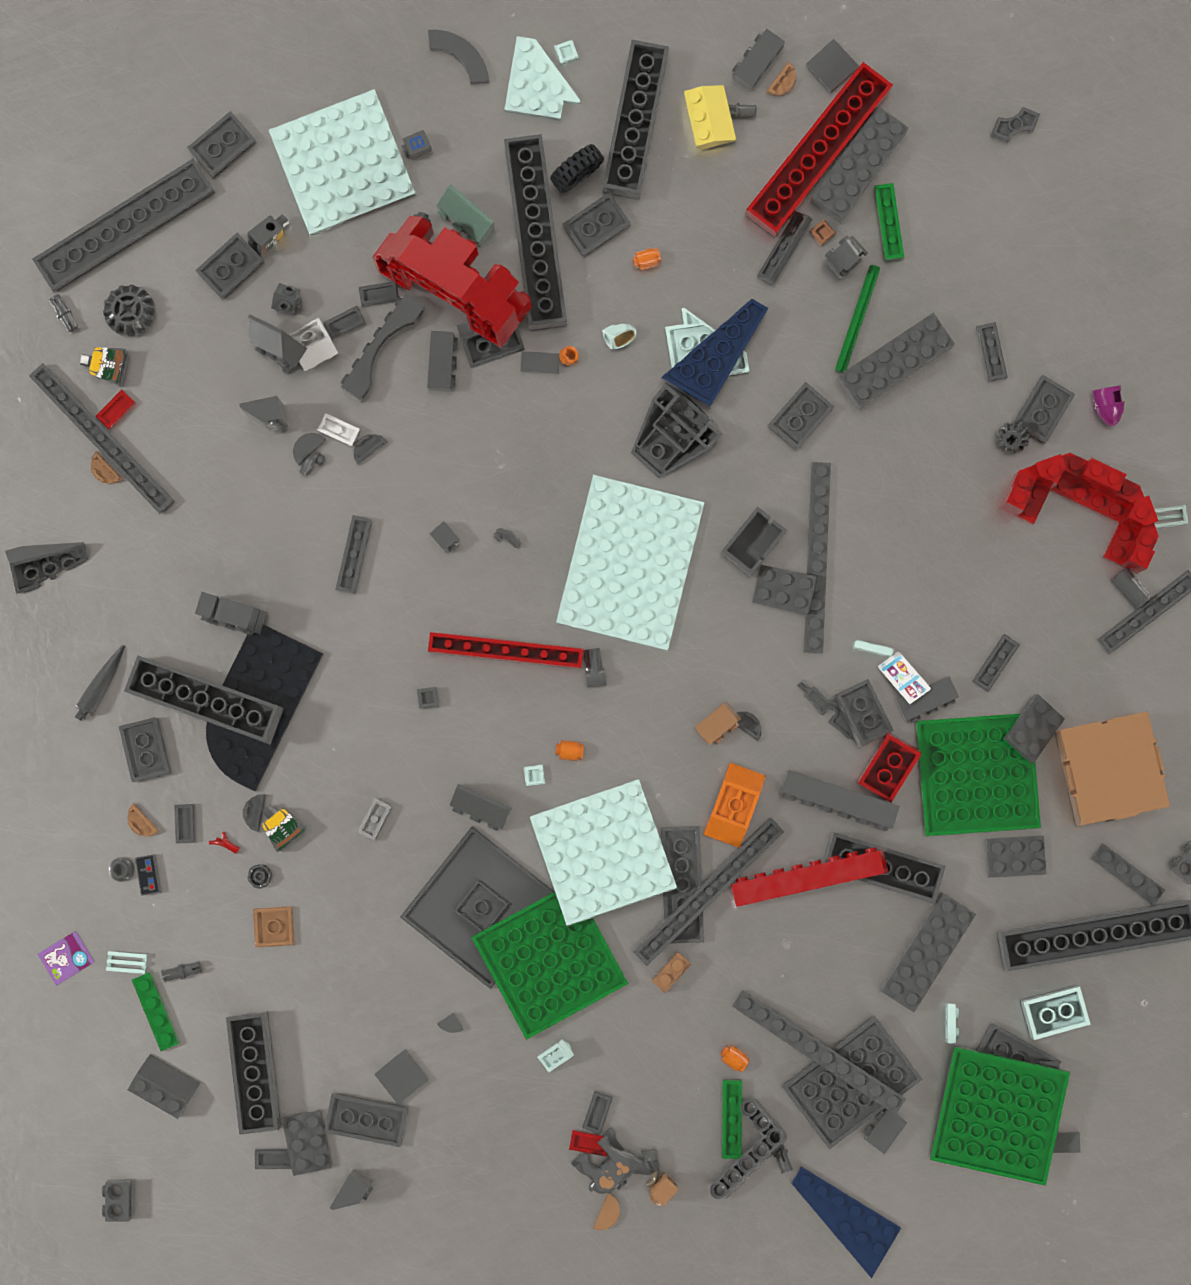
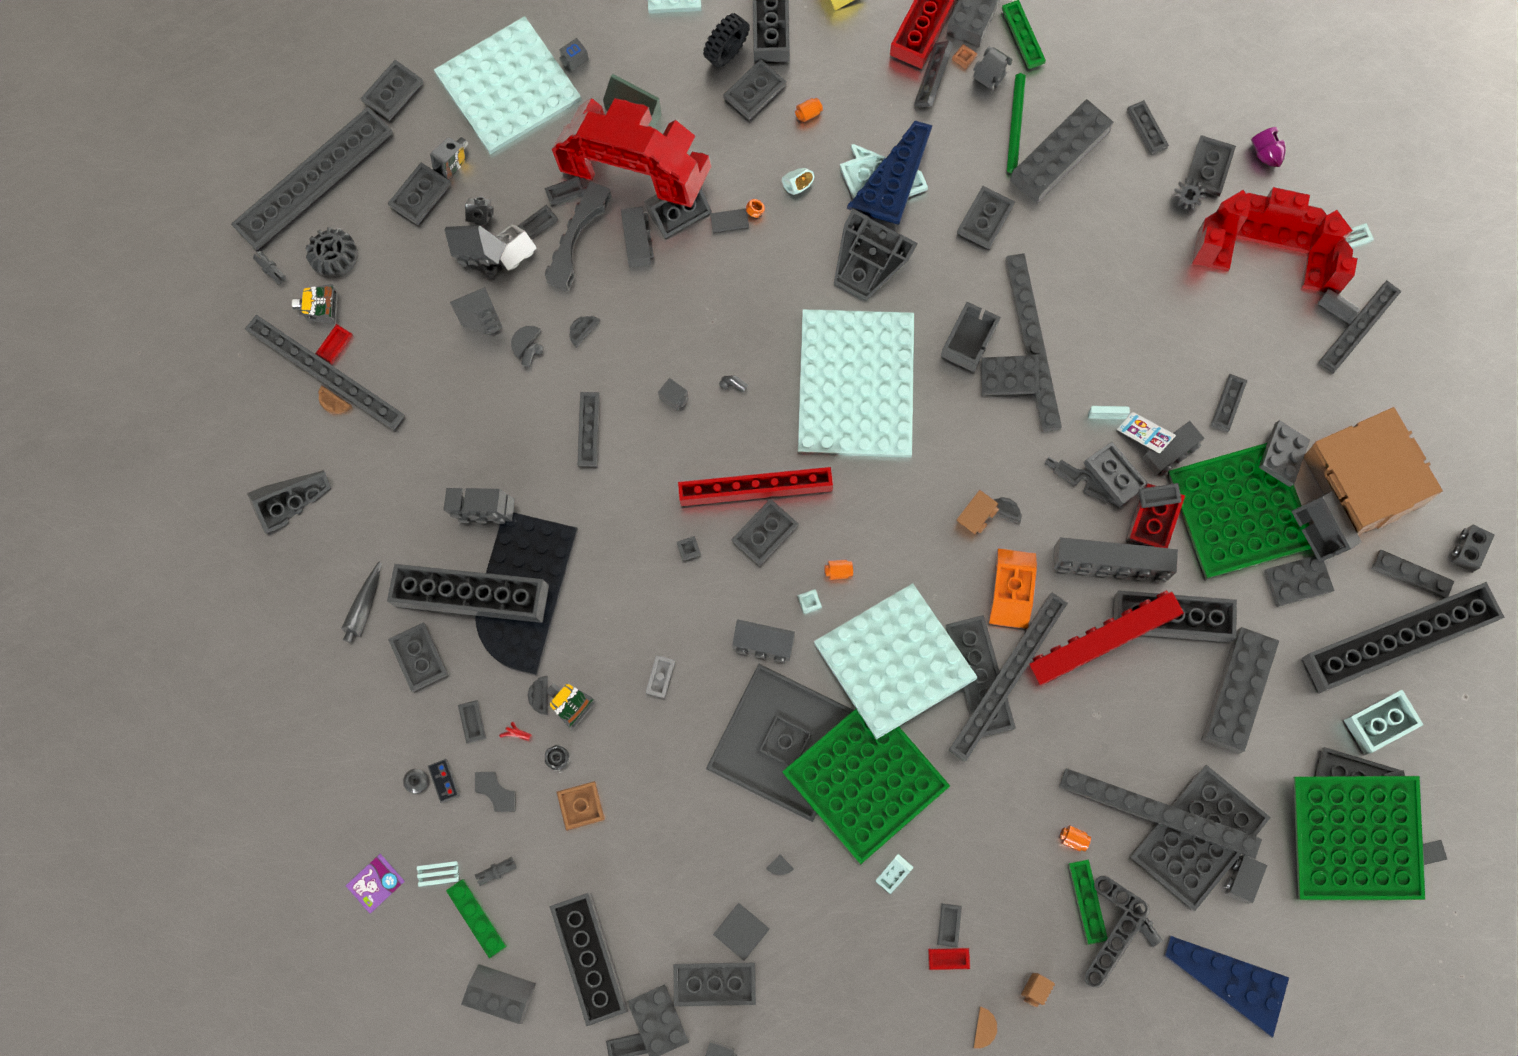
camera: 10 degrees left, 10 degrees down
(140, 823) = (427, 731): medium nougat tile -> none
(190, 889) = (487, 784): none -> dark grey tile
(338, 430) = (551, 318): white plate -> none
(505, 697) = (765, 532): none -> dark grey plate
(535, 231) = (700, 104): dark grey brick -> none
(594, 671) = (846, 490): dark grey piece -> none
(617, 1167) = (984, 976): dark grey animal -> none
(671, 972) = (990, 764): medium nougat brick -> none
(896, 749) = (1159, 495): none -> dark grey tile
(951, 1014) = (1280, 749): light aqua plate -> none
(1056, 817) = (1332, 529): none -> dark grey piece

